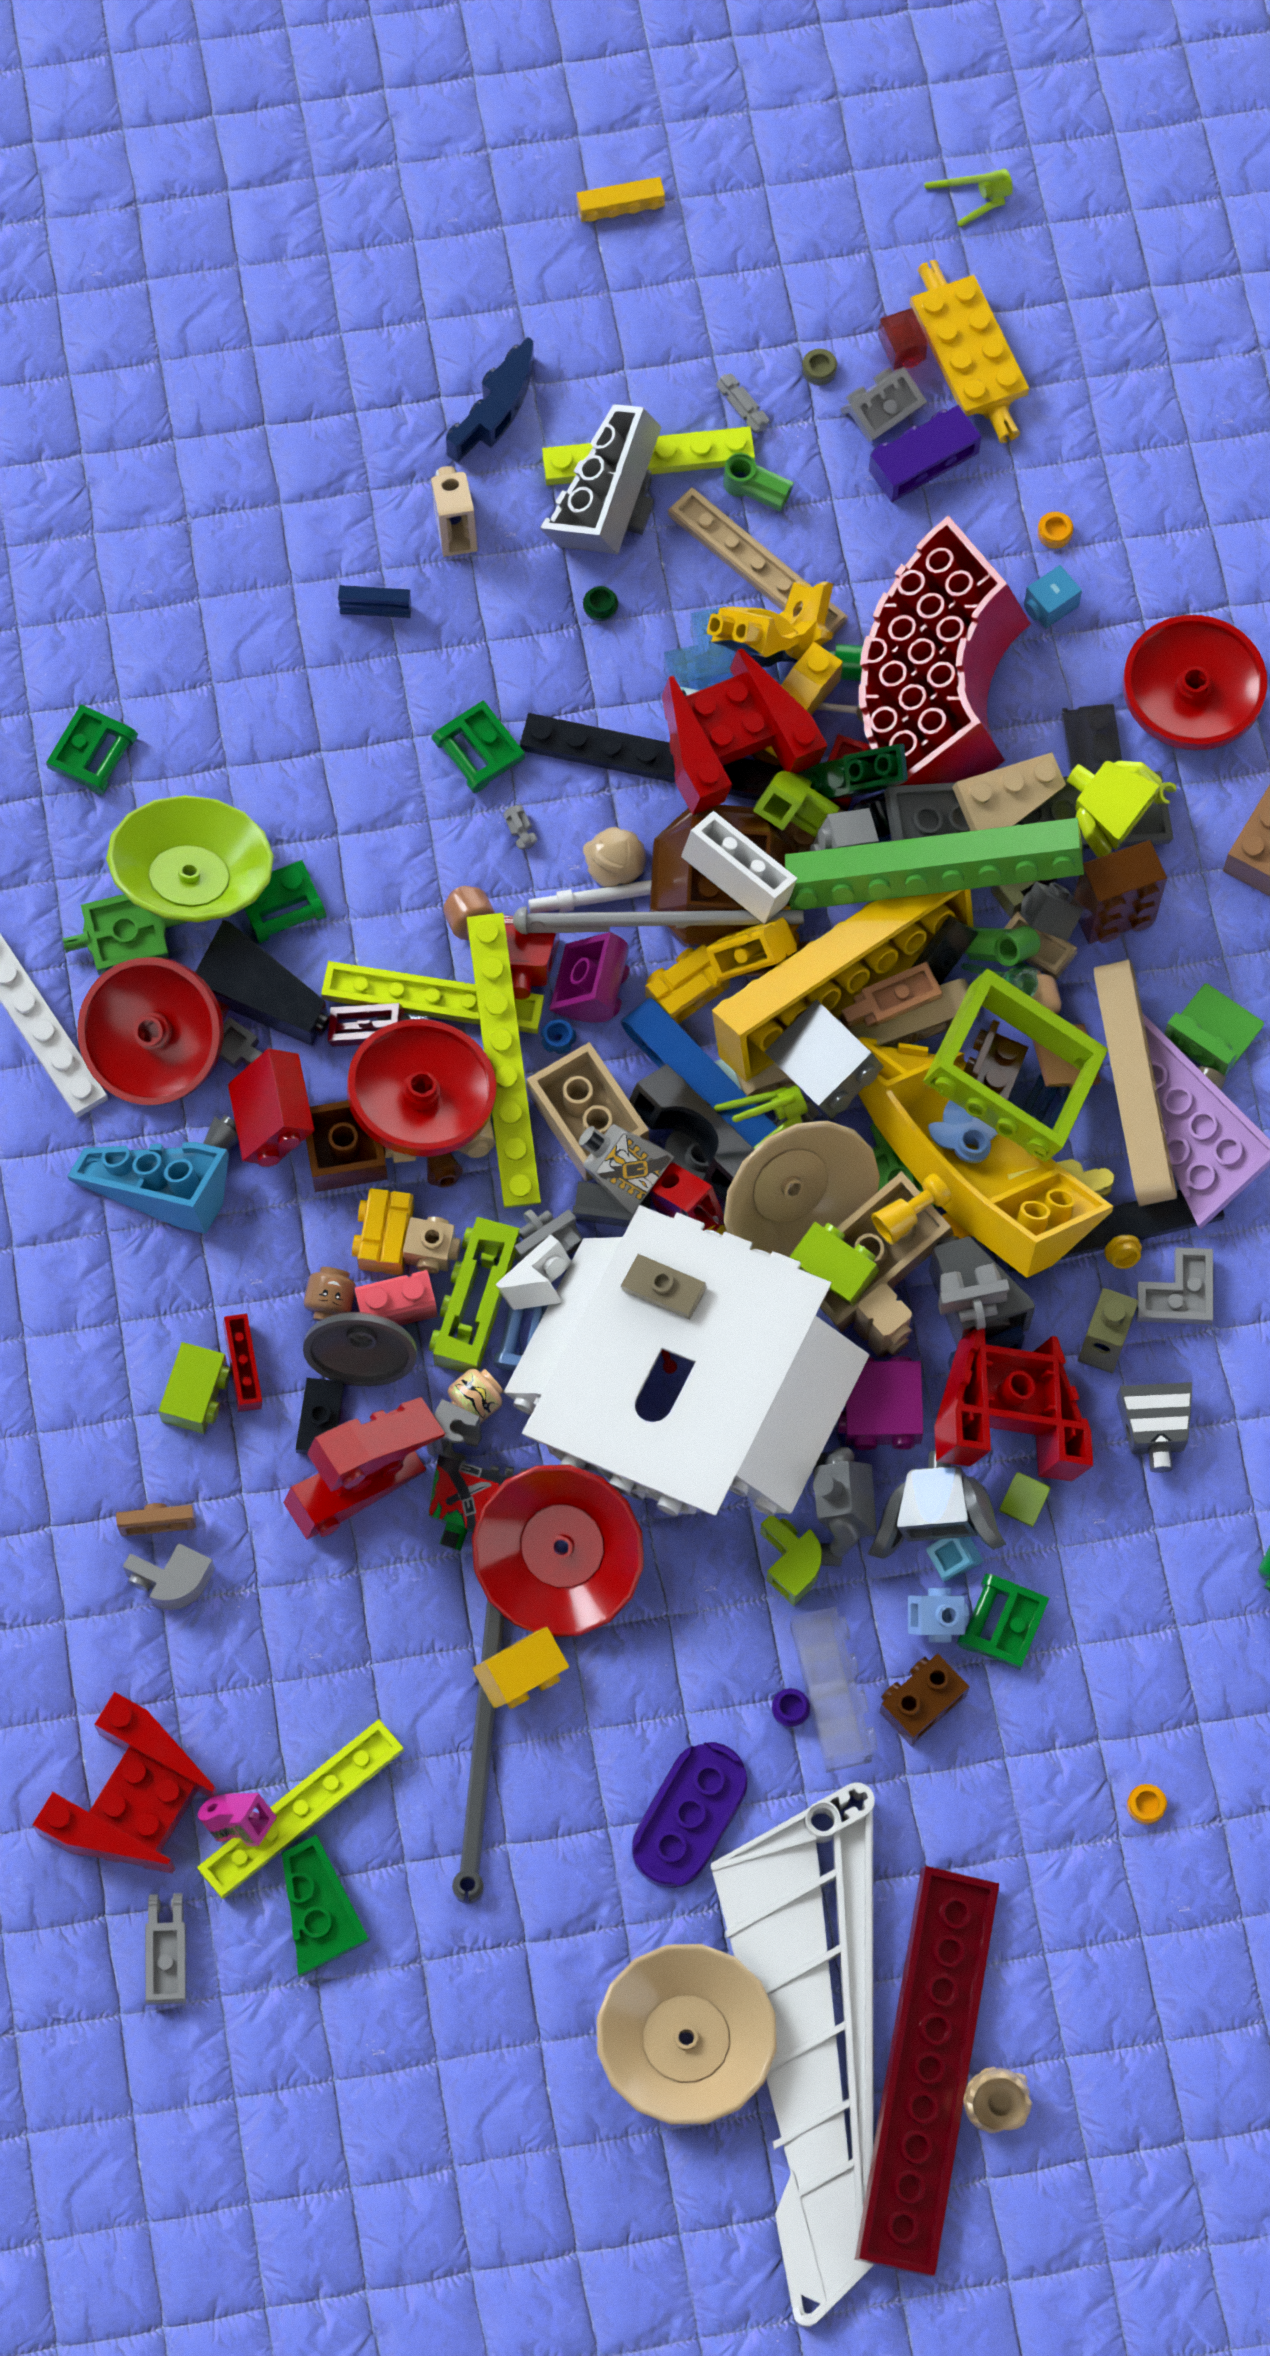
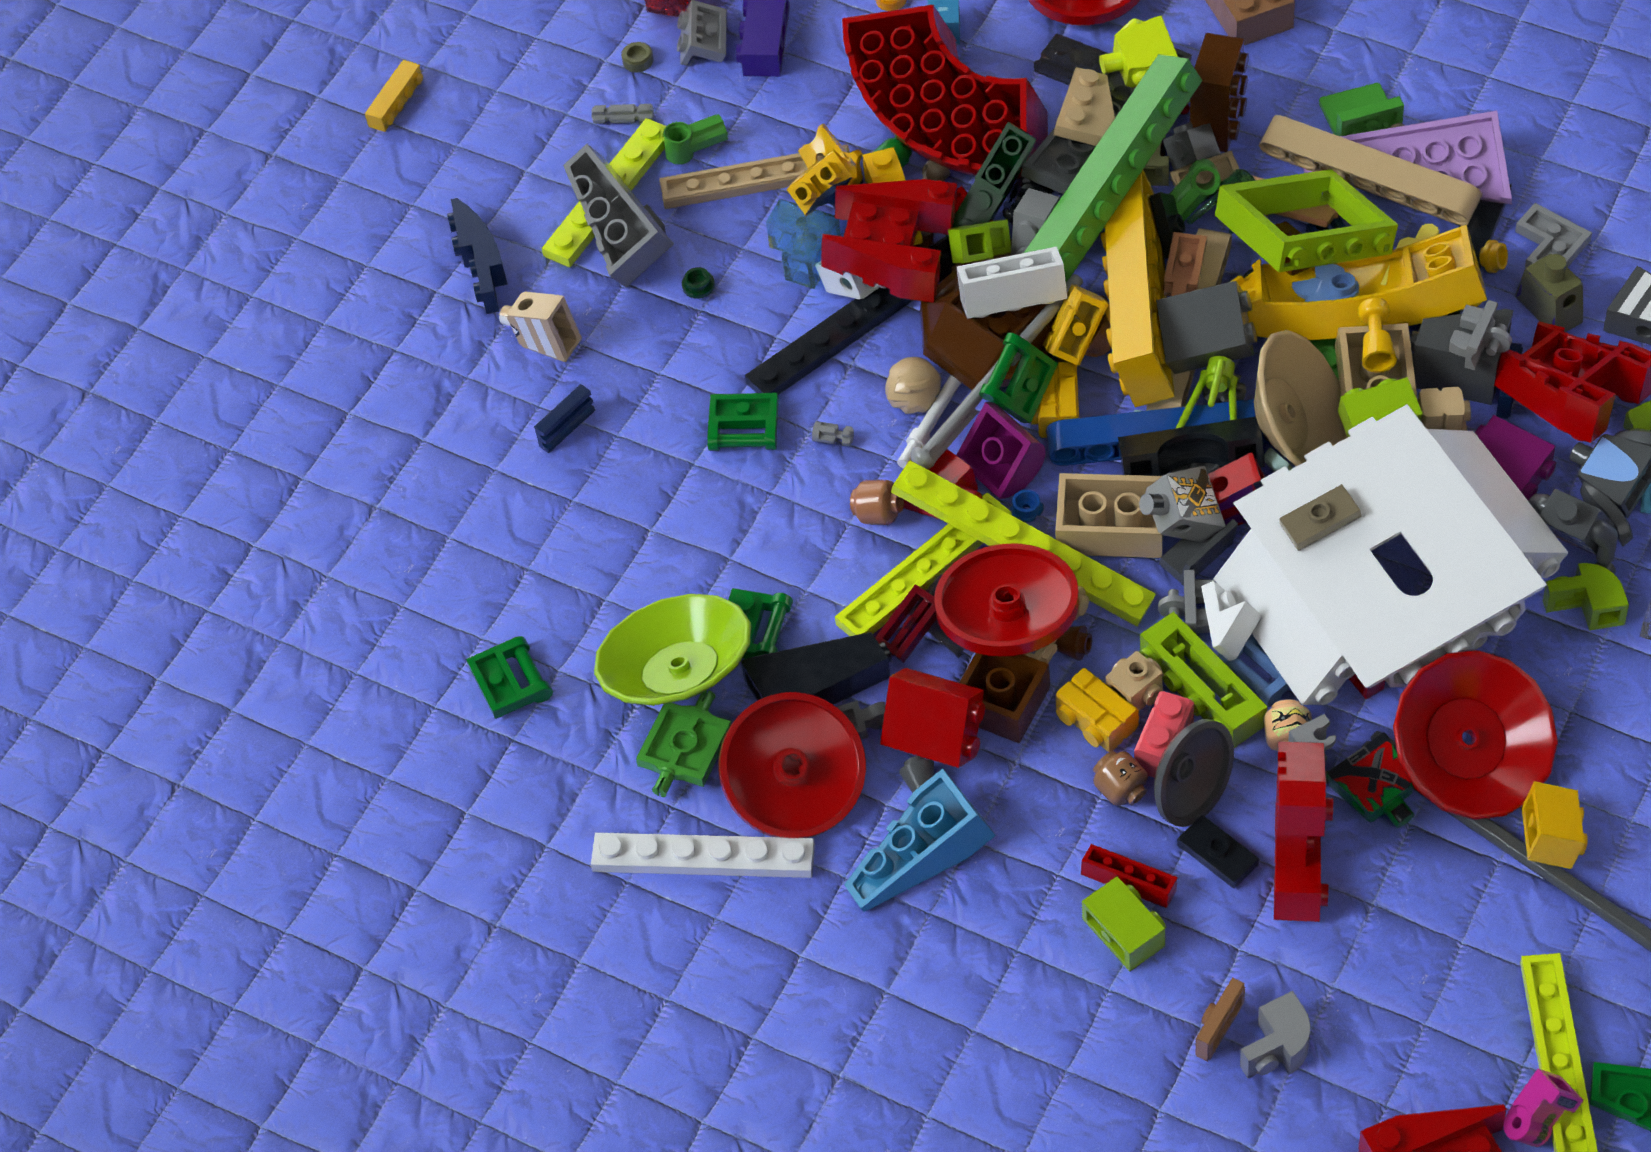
camera: 45 degrees left, 15 degrees down
(664, 951) = (1027, 382): none -> green plate

